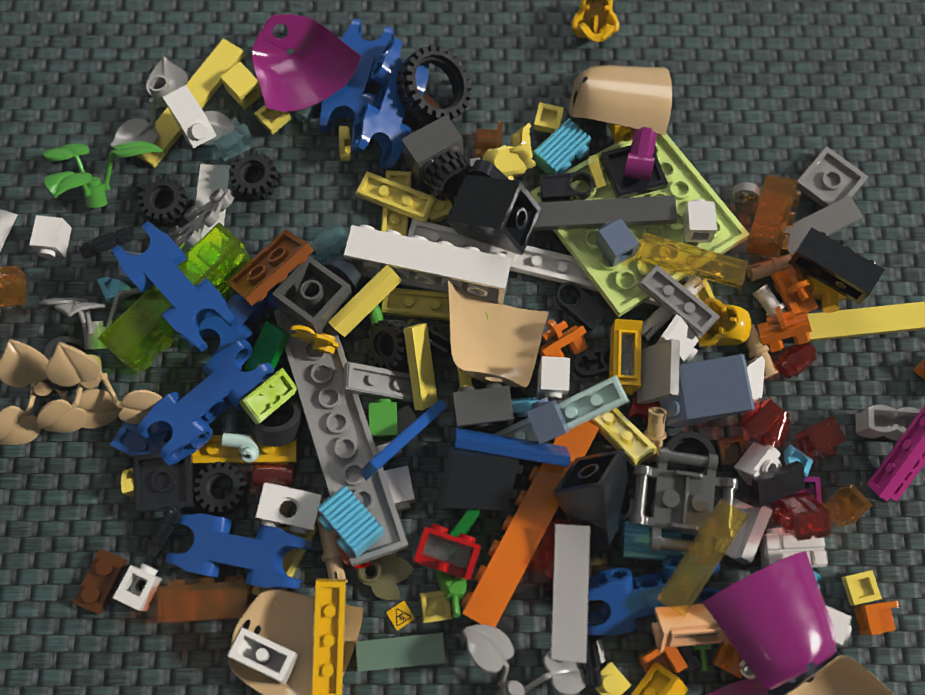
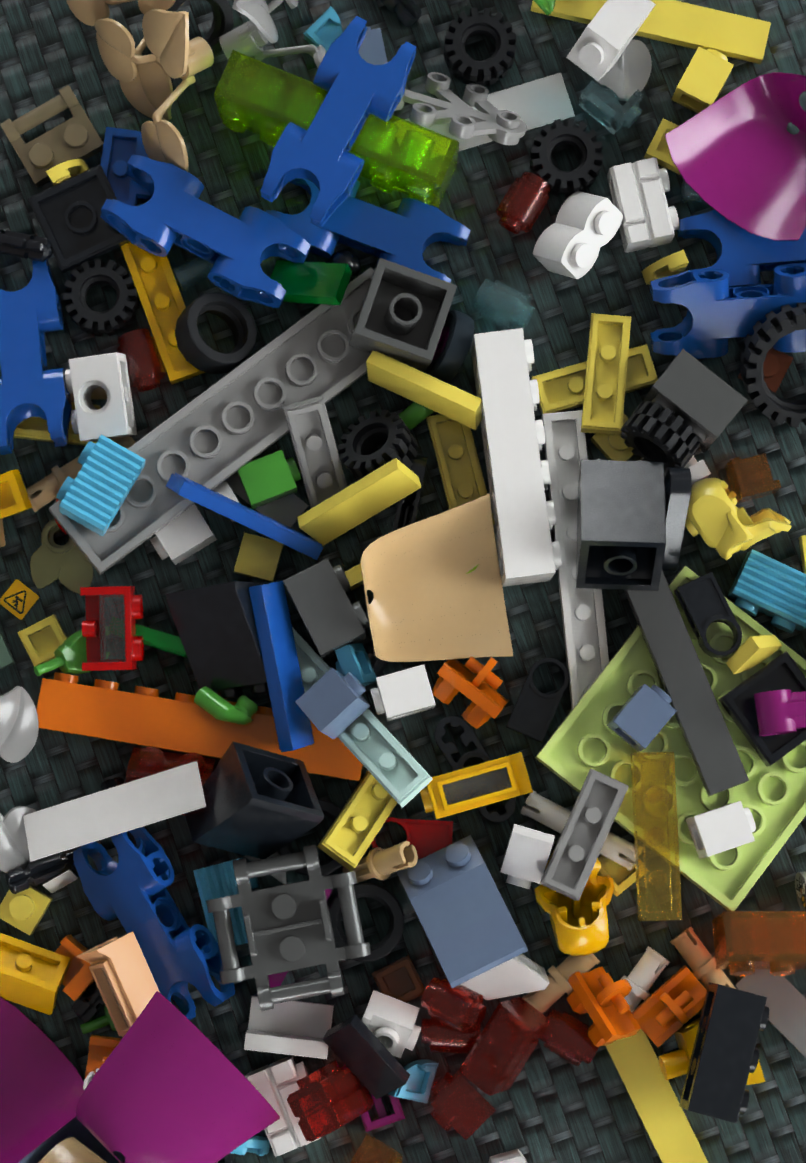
camera: 70 degrees right, 10 degrees up
(107, 475) = (68, 141): none -> dark tan plate
(243, 443) = (167, 304): light aqua arm -> none
(268, 396) = (240, 311): lime plate -> none
(269, 267) = (421, 237): dark orange plate -> none
(271, 208) = (523, 203): none -> clear red brick
(301, 143) = (640, 196): none -> white brick
(304, 183) = (576, 236): none -> white brick
(322, 342) = (340, 355): yellow plate -> none
(430, 446) = (258, 557): none -> light yellow tile
(525, 497) = (223, 710): none -> bright green arm
(659, 372) = (465, 838): light grey tile -> none
(702, 557) = (216, 972): clear yellow tile -> none
(794, 396) = (504, 1046): none -> clear red brick

